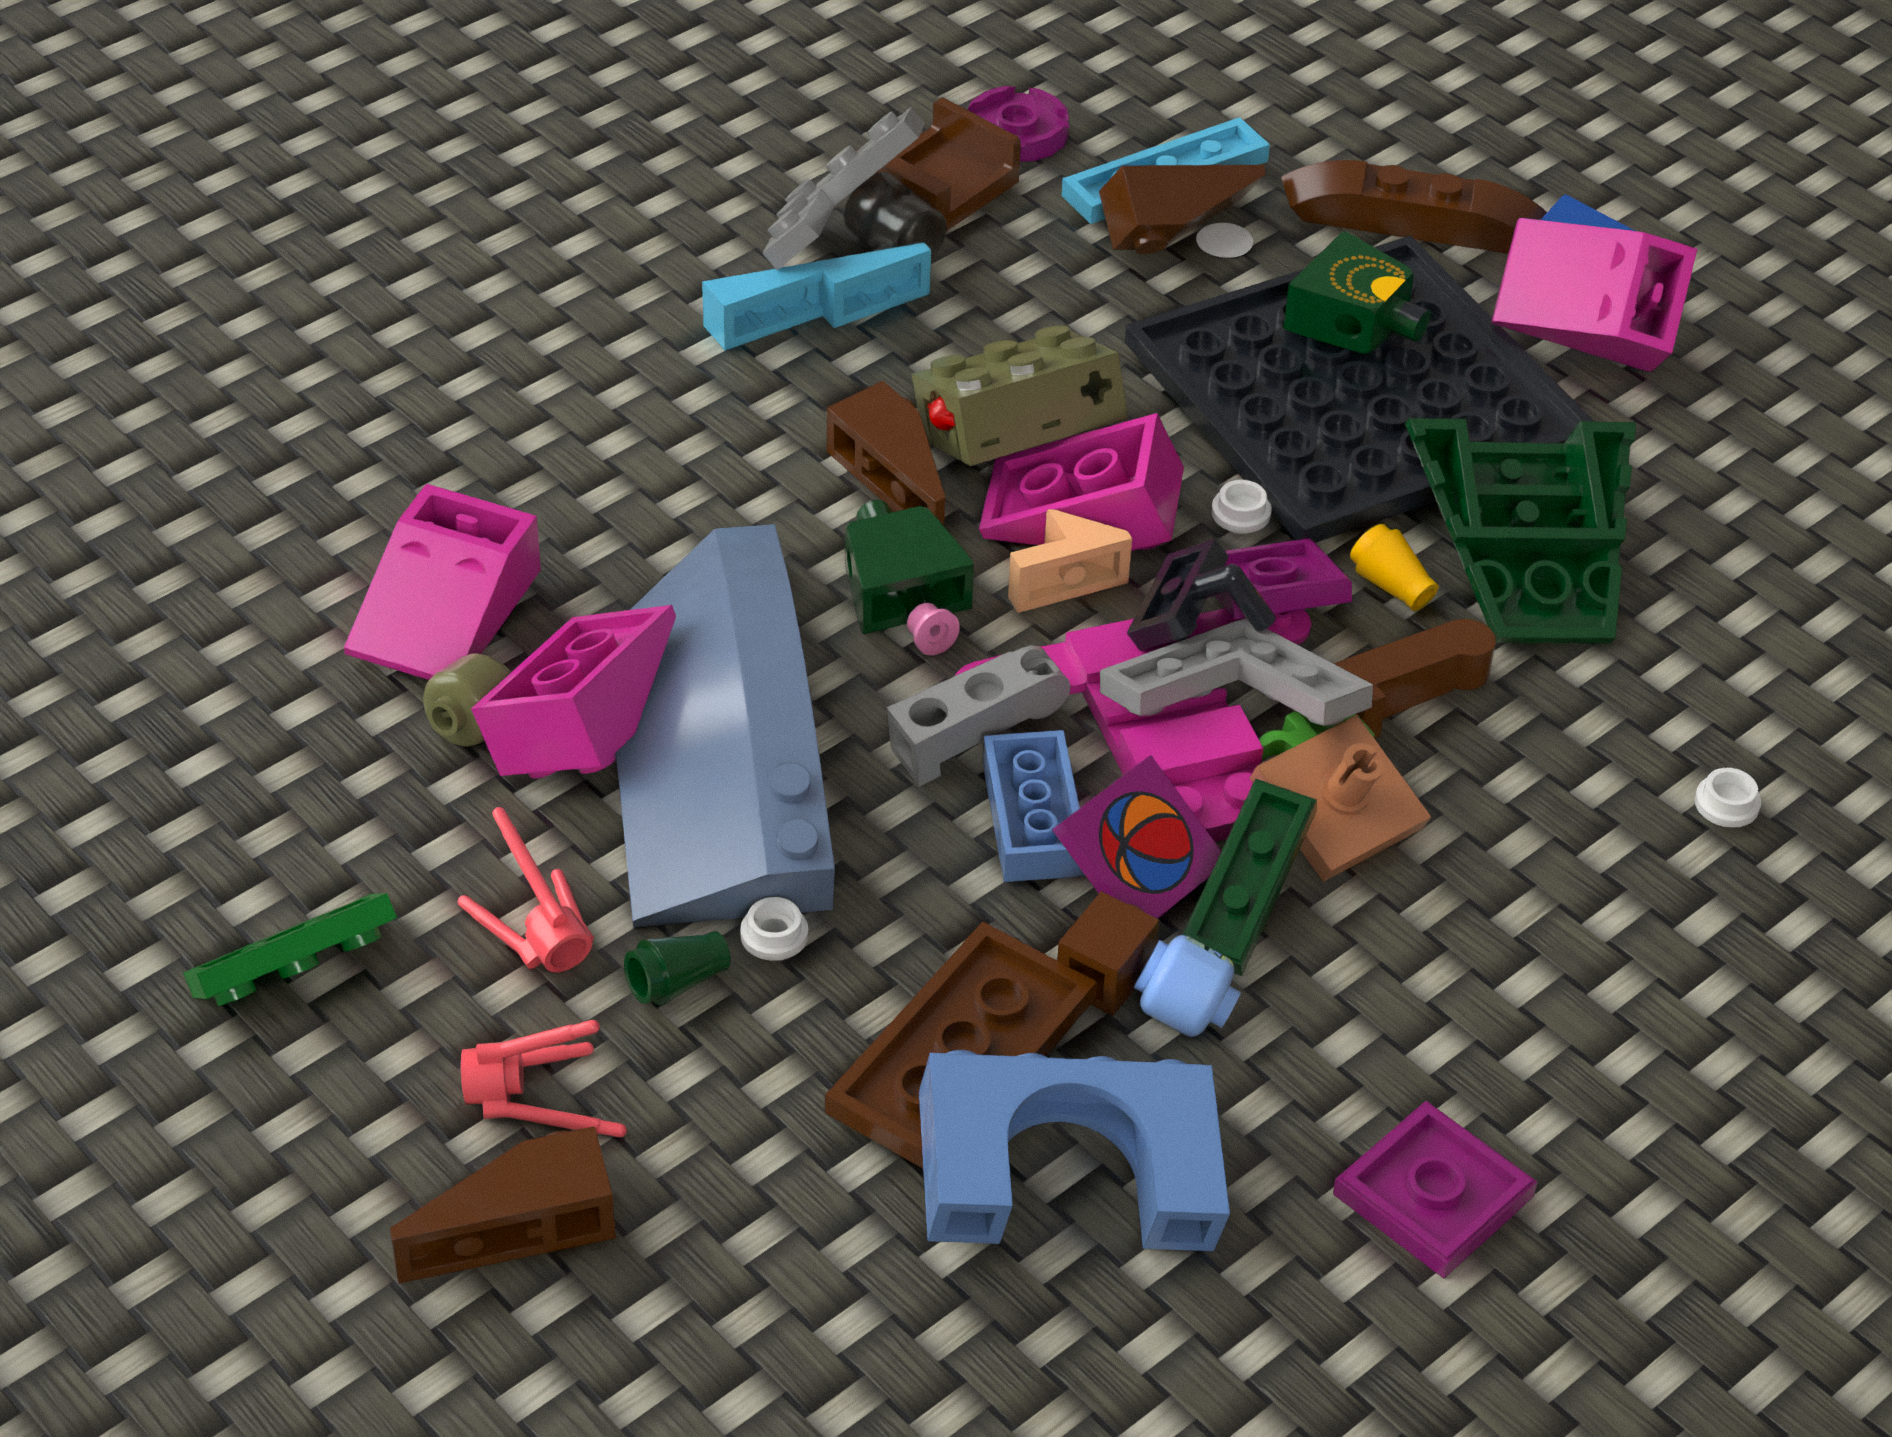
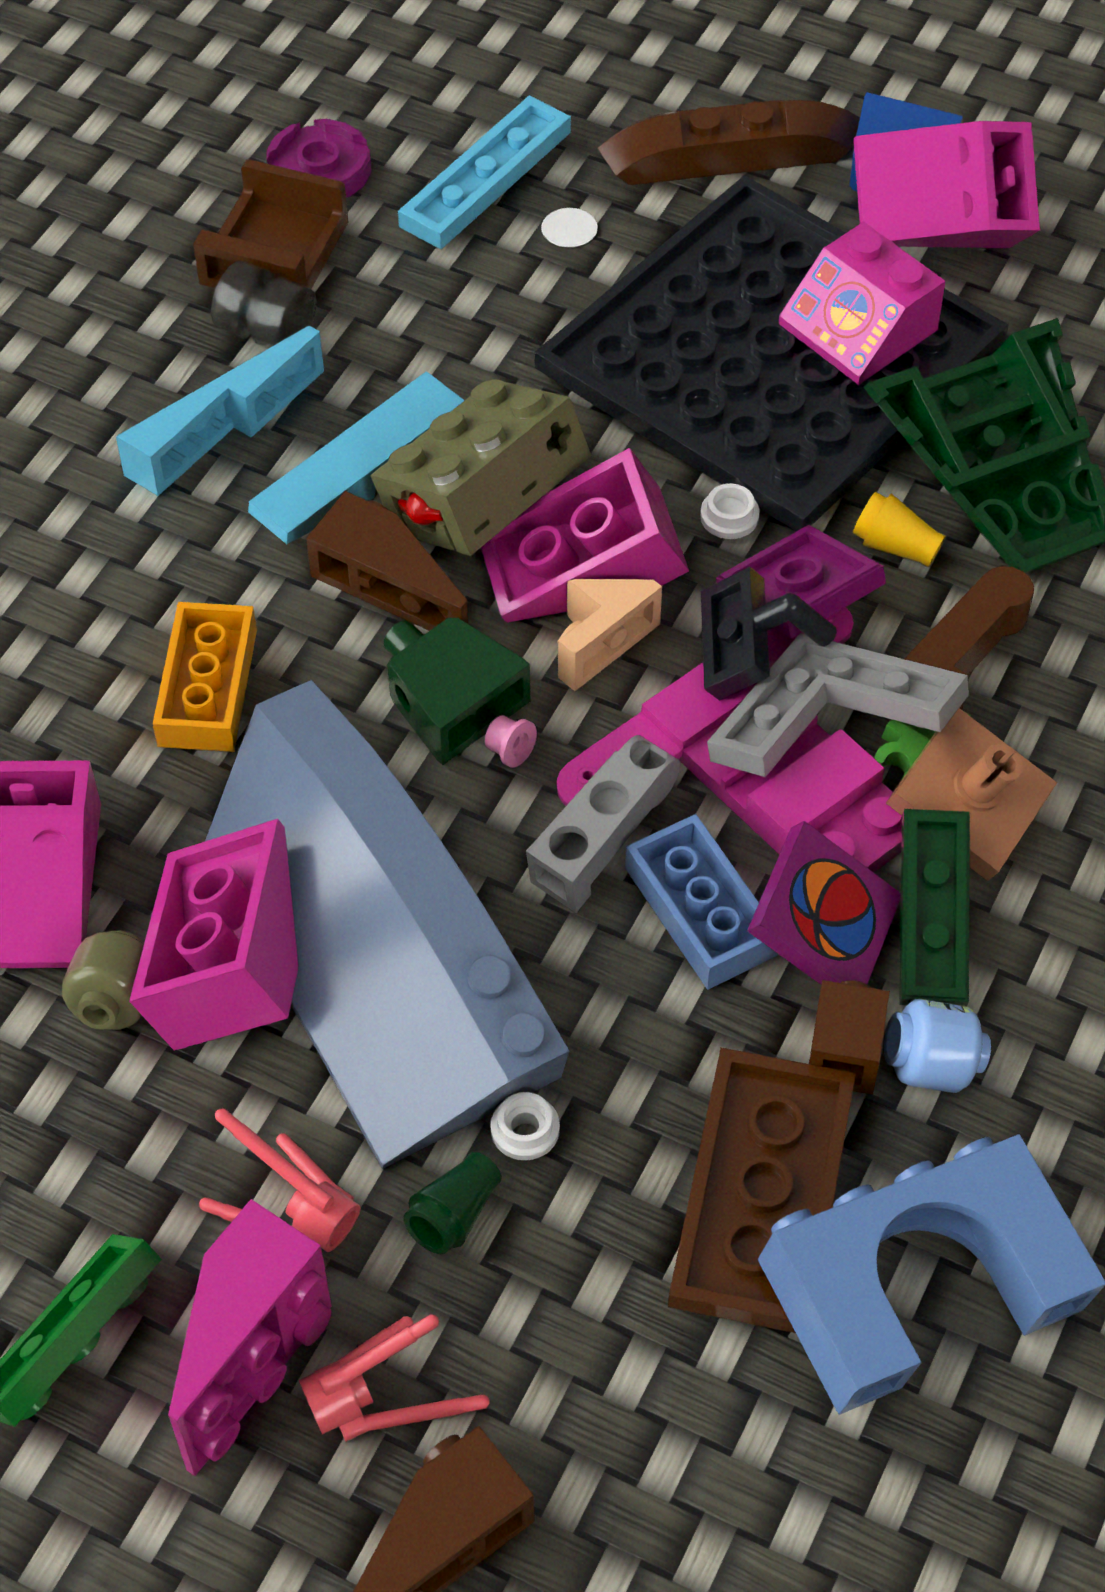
camera: 20 degrees left, 10 degrees up
(429, 988) = (251, 1311): none -> dark pink slope
(683, 496) = (205, 677): none -> light orange piece
(812, 204) = (177, 314): light grey plate -> none
(894, 363) = (309, 490): none -> medium azure slope
(1160, 203) = (505, 212): reddish brown slope -> none
(1354, 297) = (737, 260): dark green torso -> none
(1459, 362) = (864, 303): none -> dark pink slope

